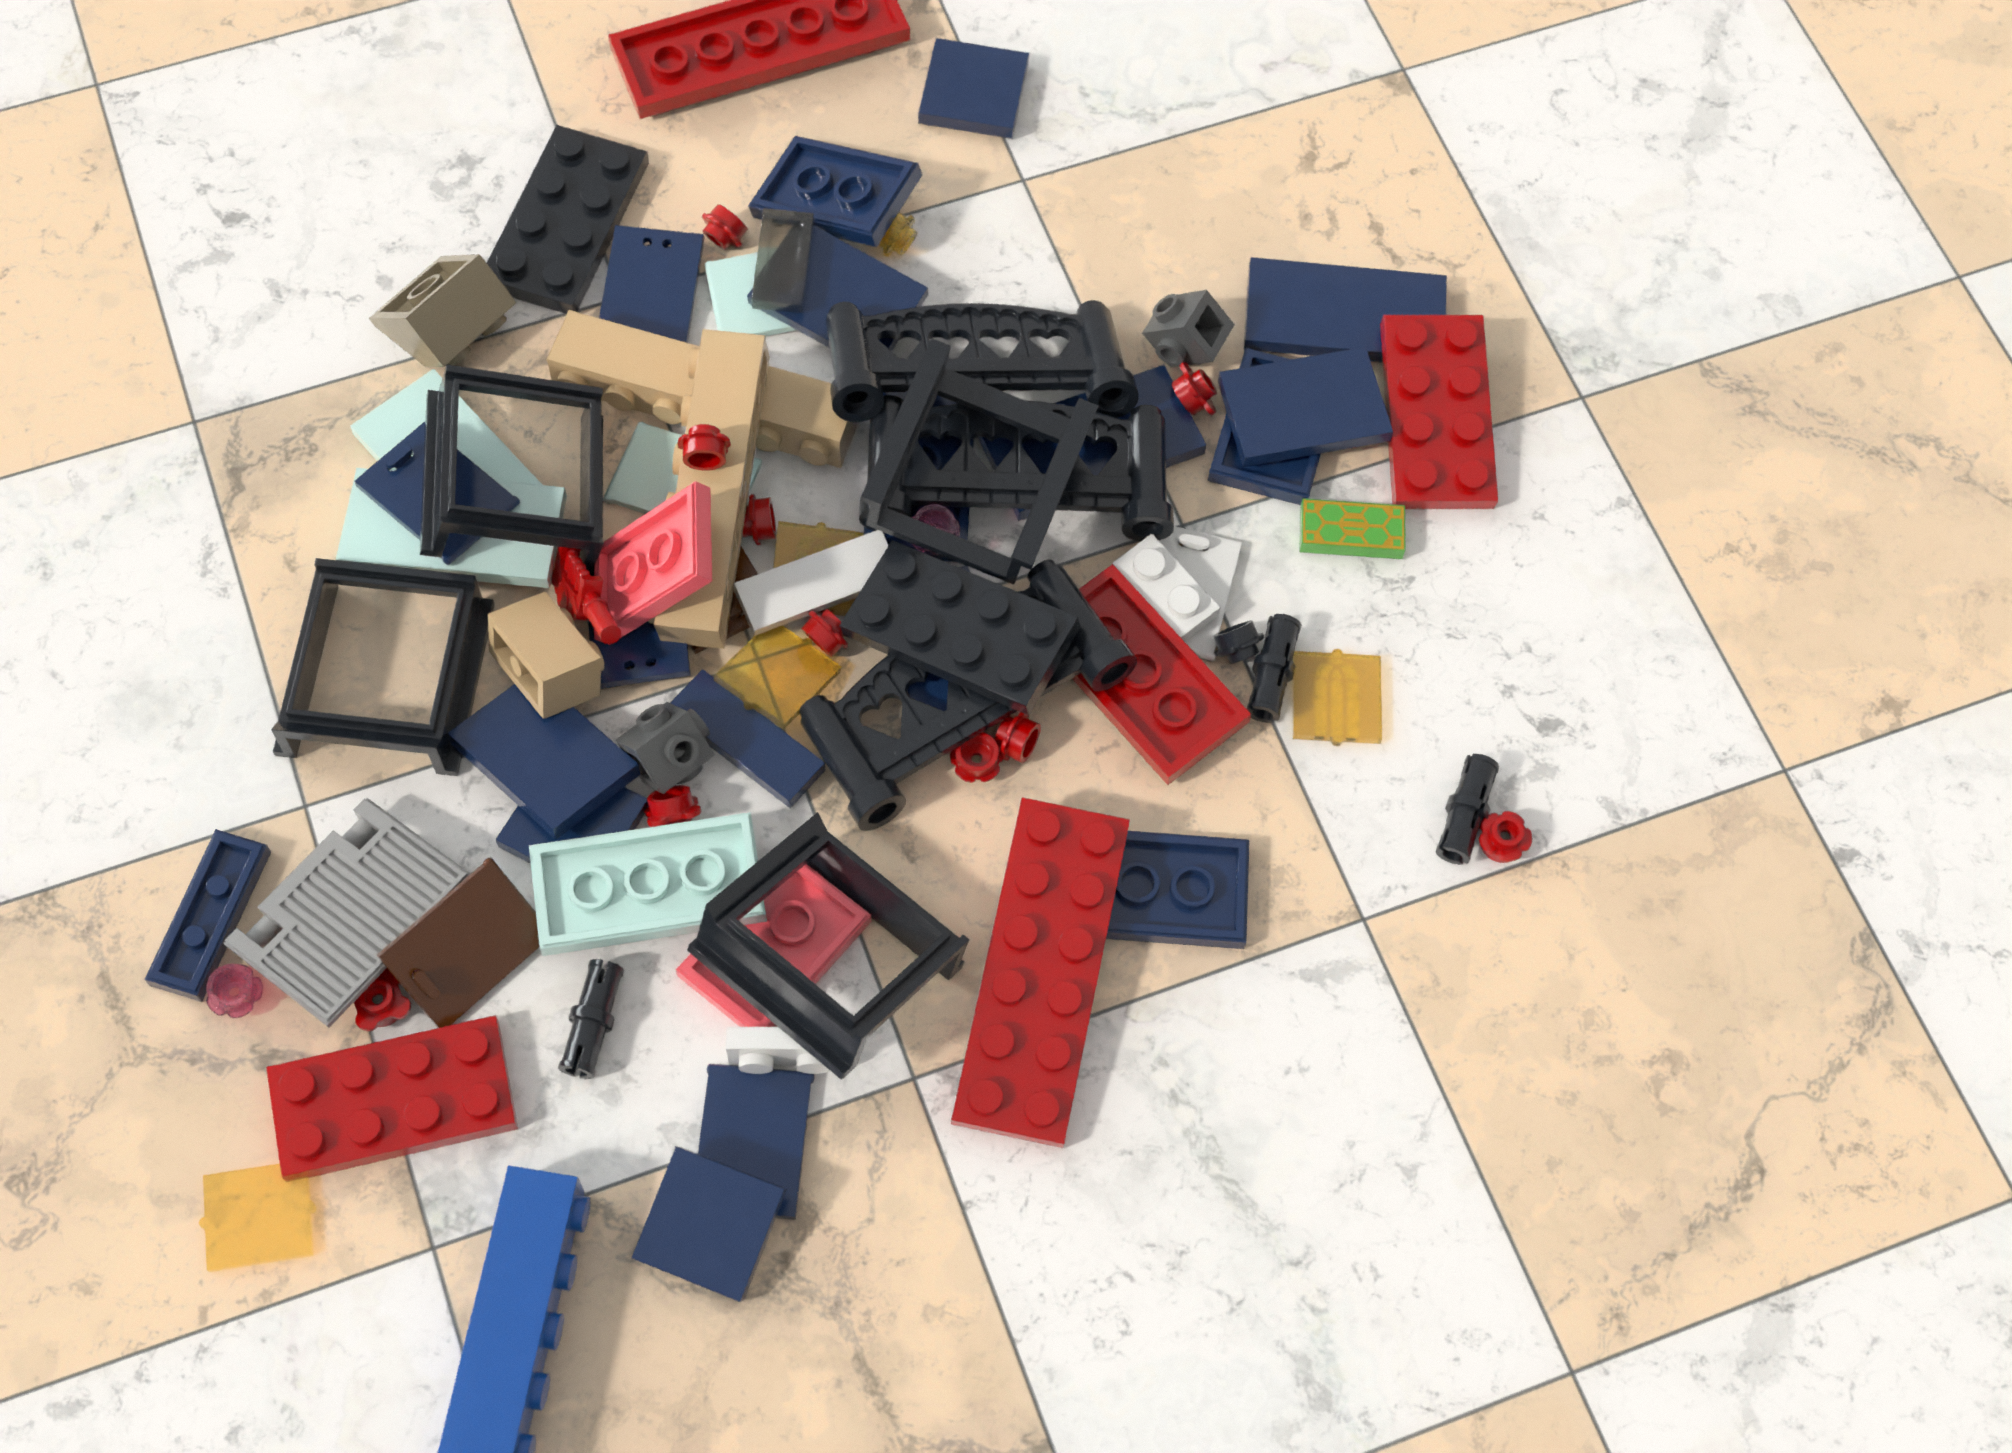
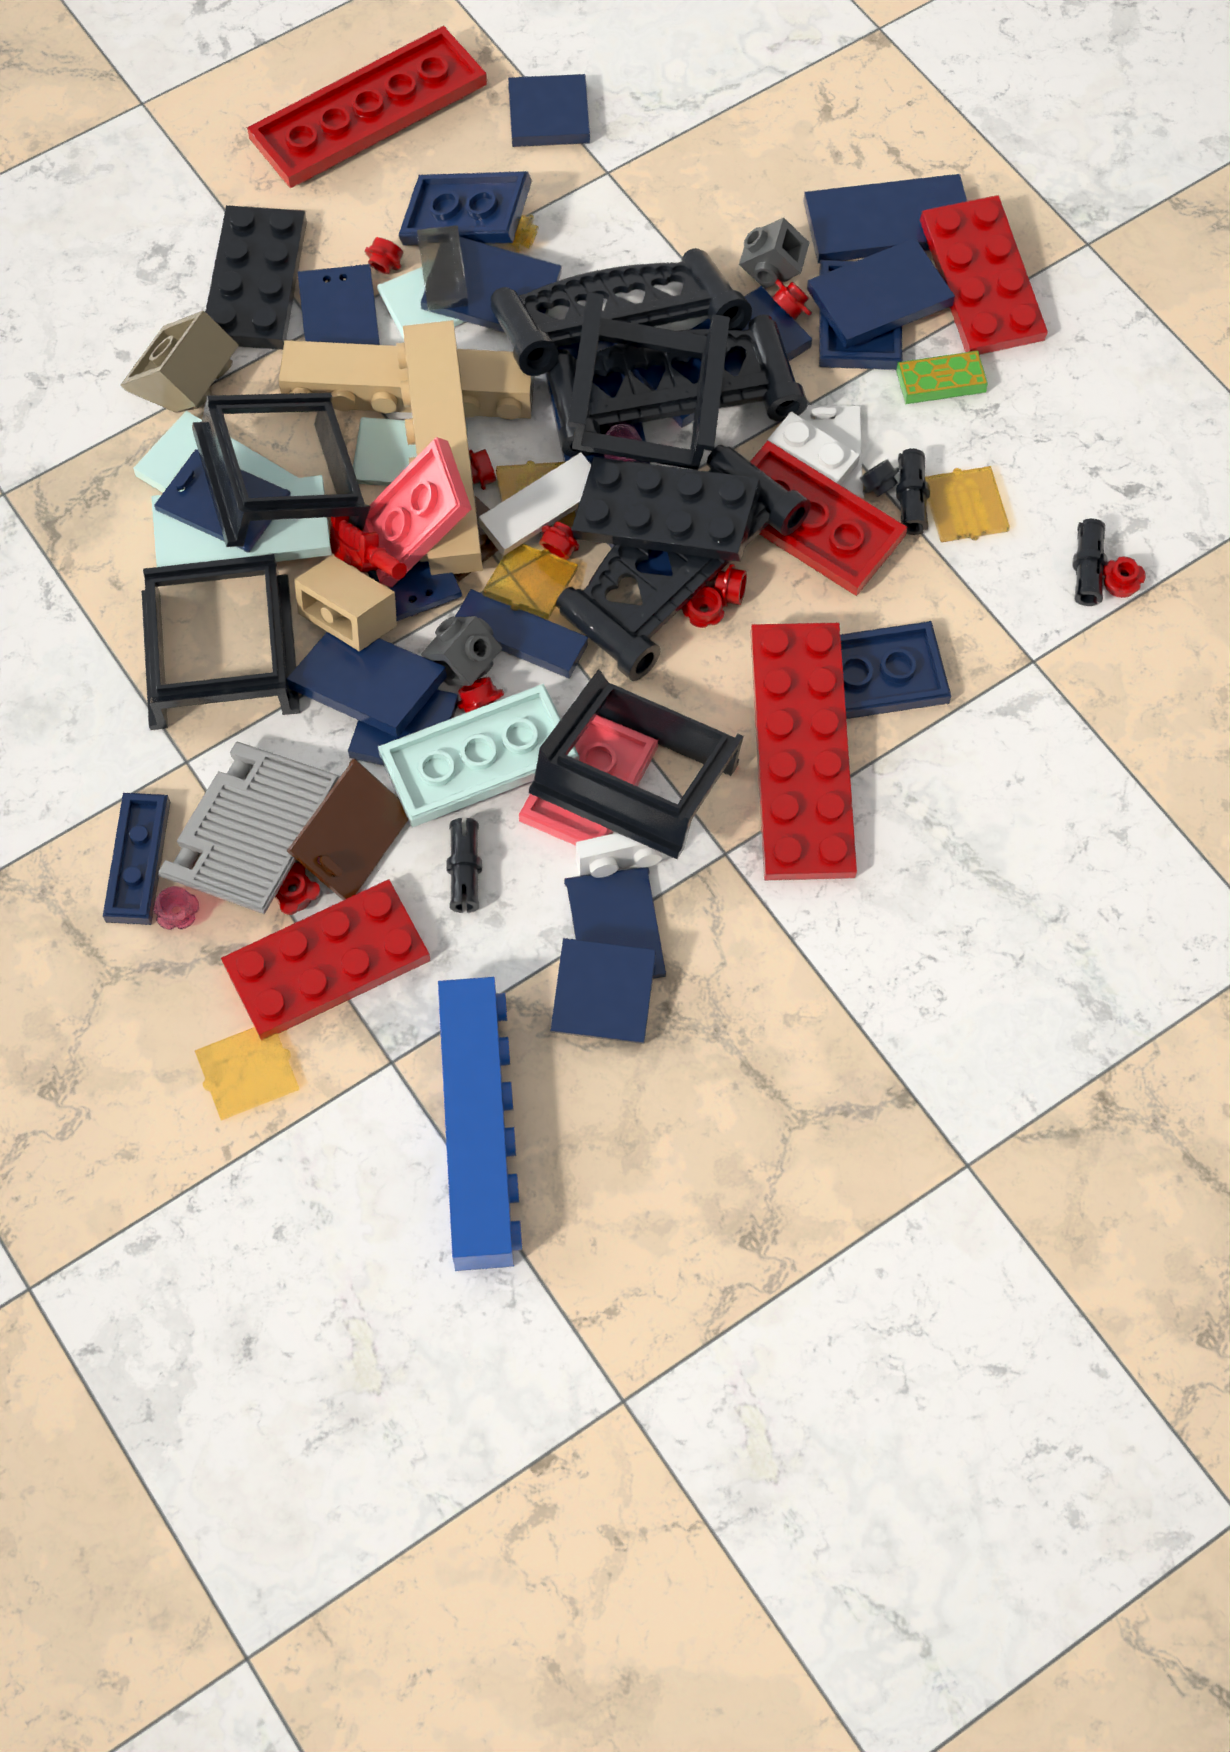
camera: 10 degrees left, 0 degrees up
(704, 447) = (432, 413): red plate -> none

